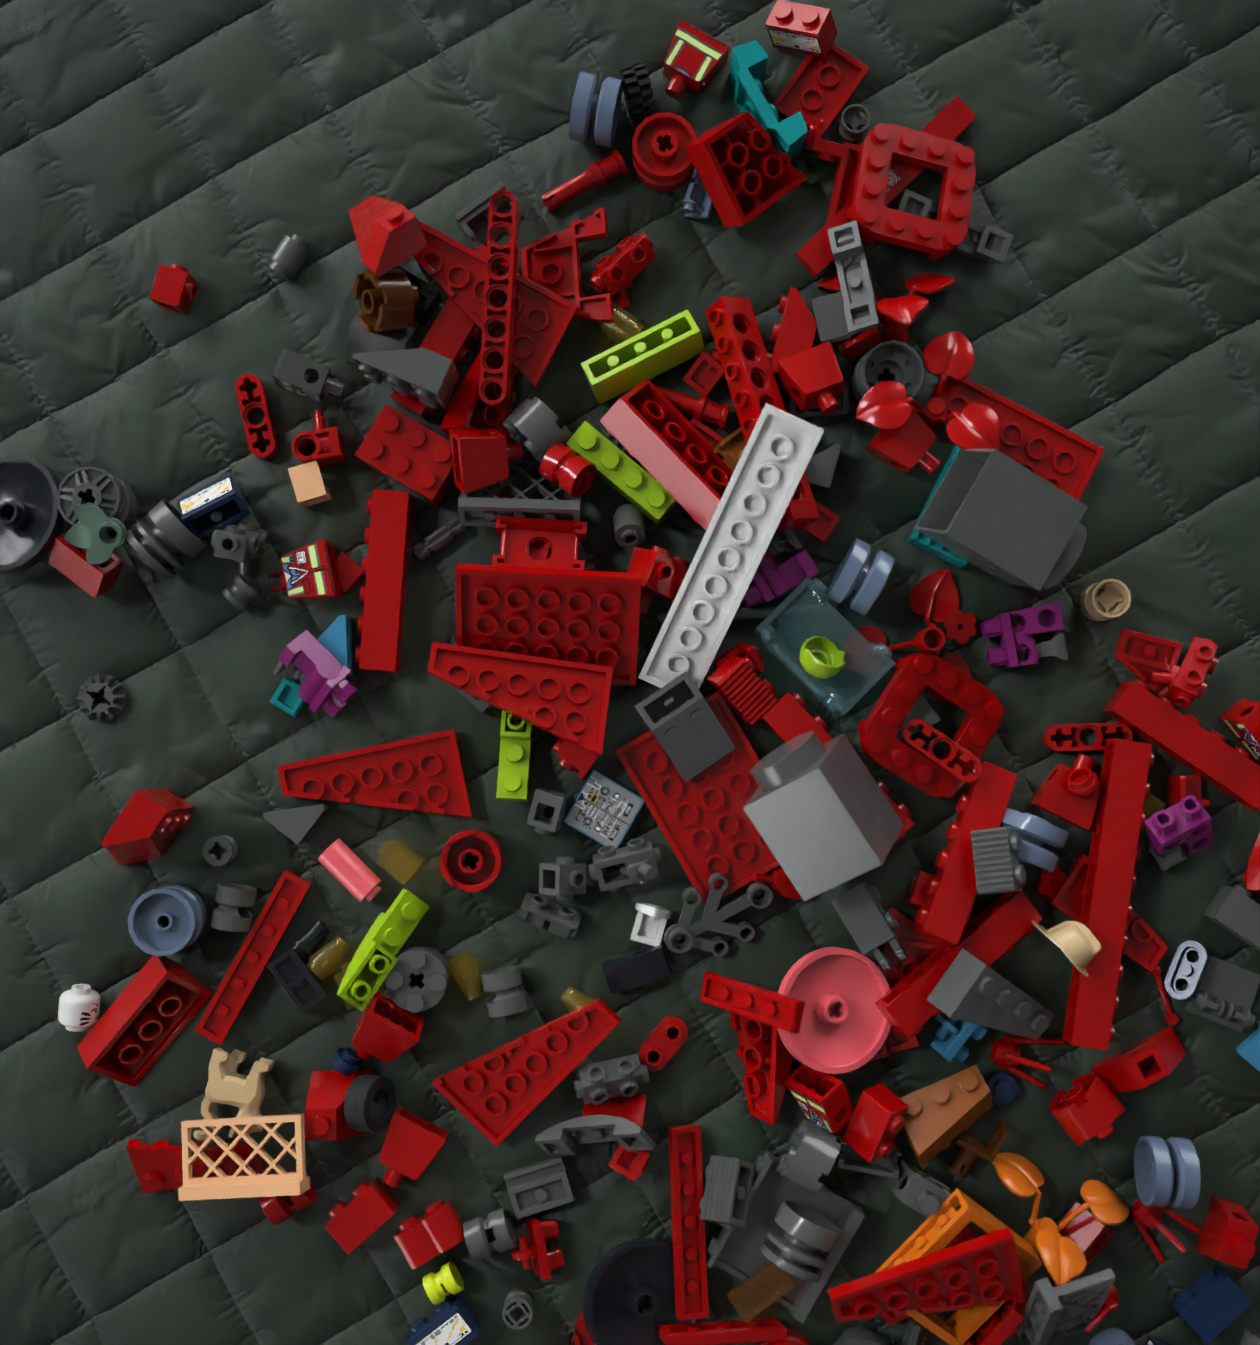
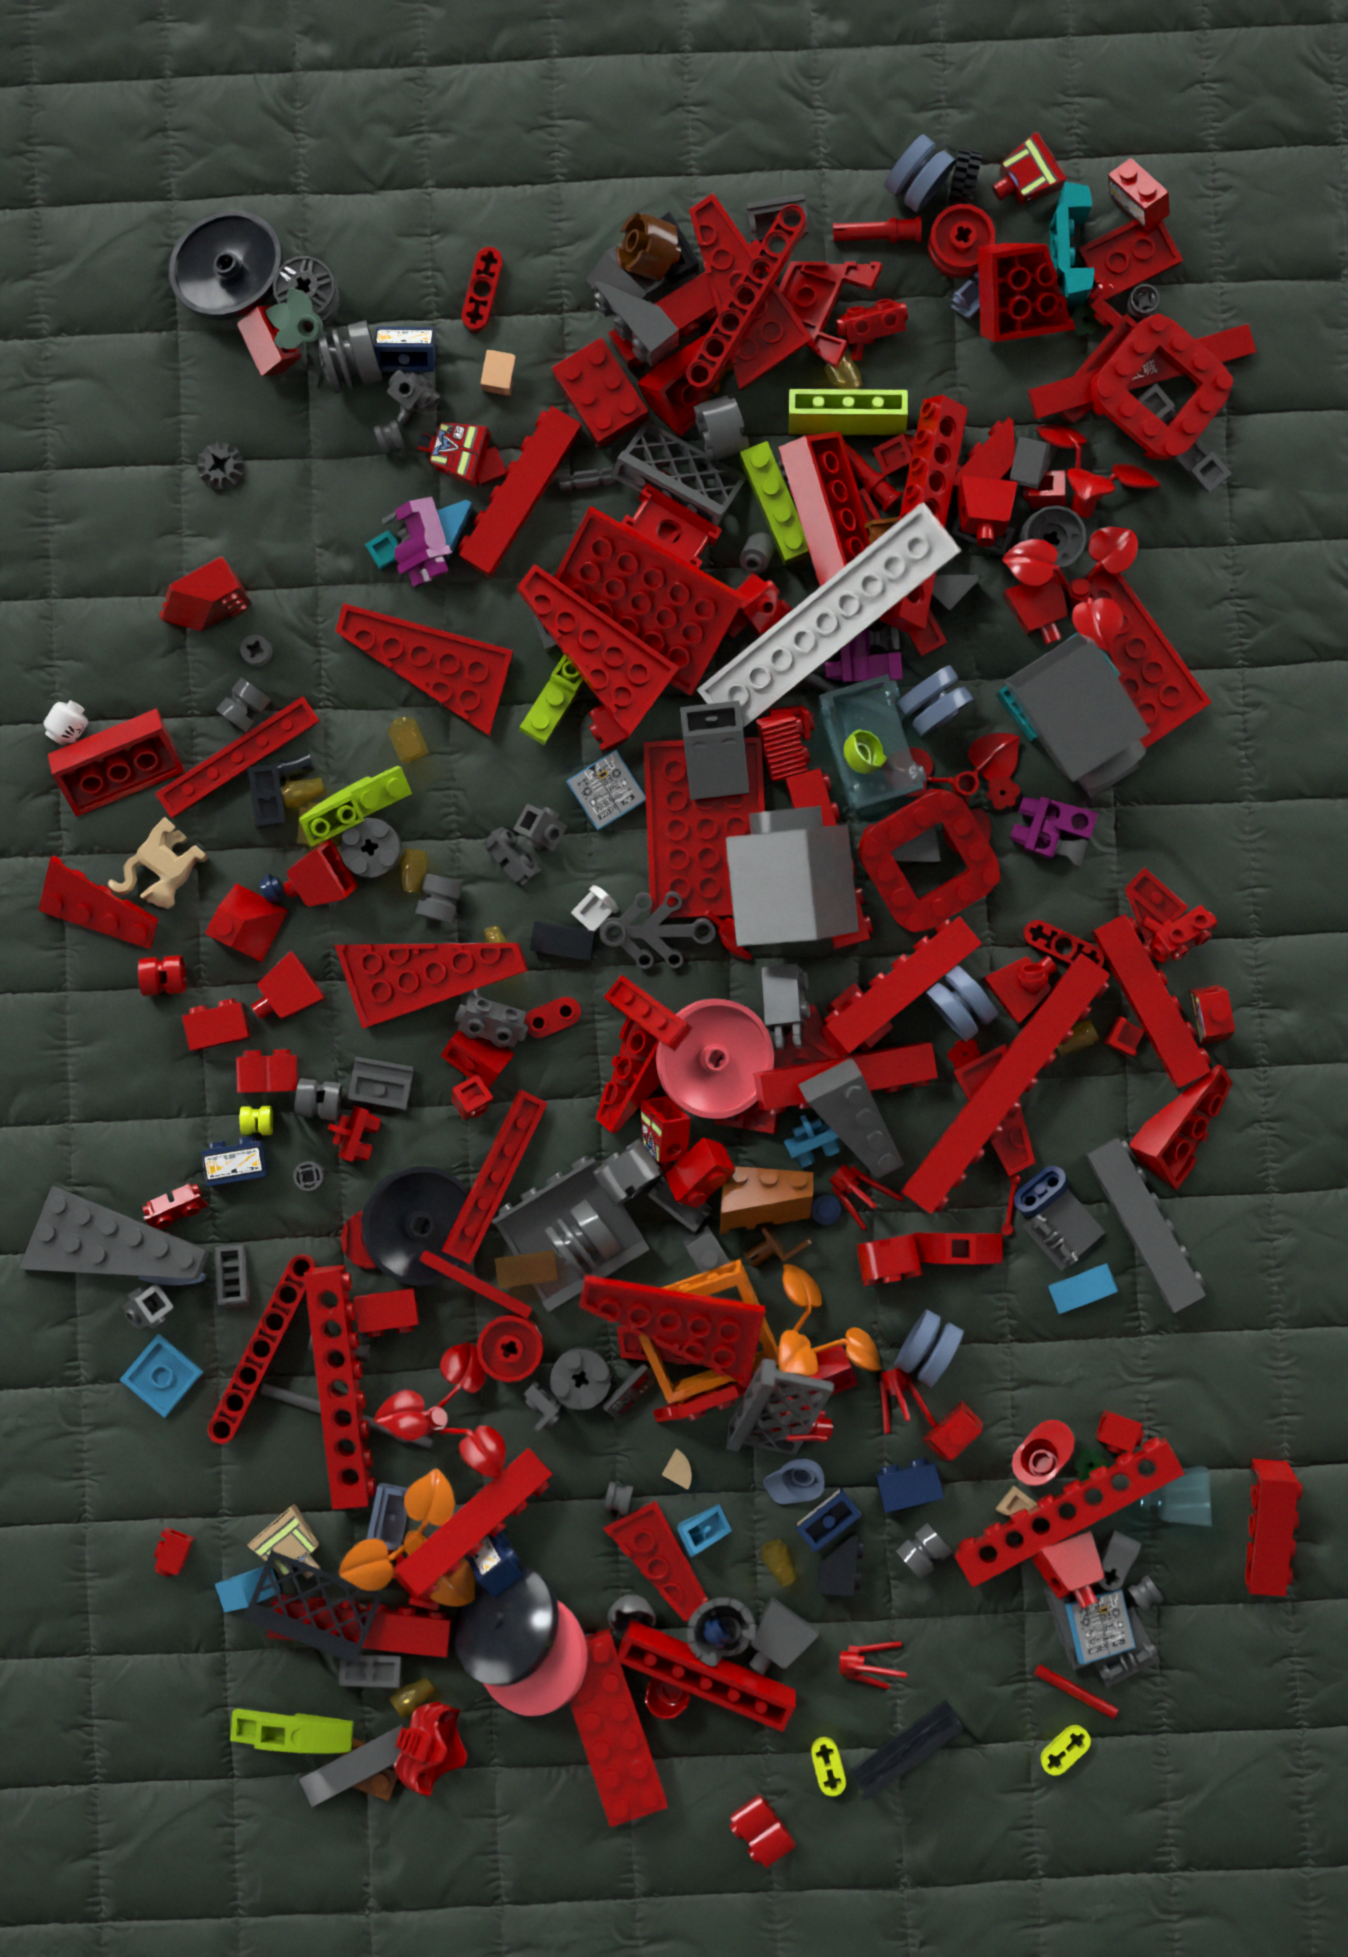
camera: 30 degrees right, 0 degrees up
(149, 922) = (187, 669): sand blue wheel -> none
(174, 288) = (468, 140): red brick -> none
(250, 1184) = (135, 941): light nougat fence -> none
(289, 256) = (584, 163): dark grey brick -> none
(295, 370) = (539, 266): dark grey torso -> none
(297, 822) = (337, 660): dark grey slope -> none
(328, 443) = (533, 343): red piece -> none
(350, 871) = (359, 727): coral brick -> none
(370, 1103) = (274, 932): black tyre -> none
(385, 234) = (677, 189): red wedge -> none
(466, 876) = (458, 759): red brick -> none
(481, 457) = (659, 426): red torso -> none
(541, 801) = (555, 754): dark grey brick -> none
(565, 1136) = (454, 1054): dark grey slope -> none
(568, 470) = (729, 476): red wheel -> none
(632, 864) = (609, 847): dark grey brick -> none
(727, 1191) = (542, 1166): dark grey brick -> none
(854, 277) = (1066, 436): dark grey slope -> none
(956, 769) = (922, 862): red beam -> none
(997, 860) = (920, 999): dark grey brick -> none
(1075, 942) = (950, 1103): tan piece -> none
(1105, 600) = (1140, 833): tan wheel -> none
(1177, 826) = (1094, 1054): magenta hips -> none

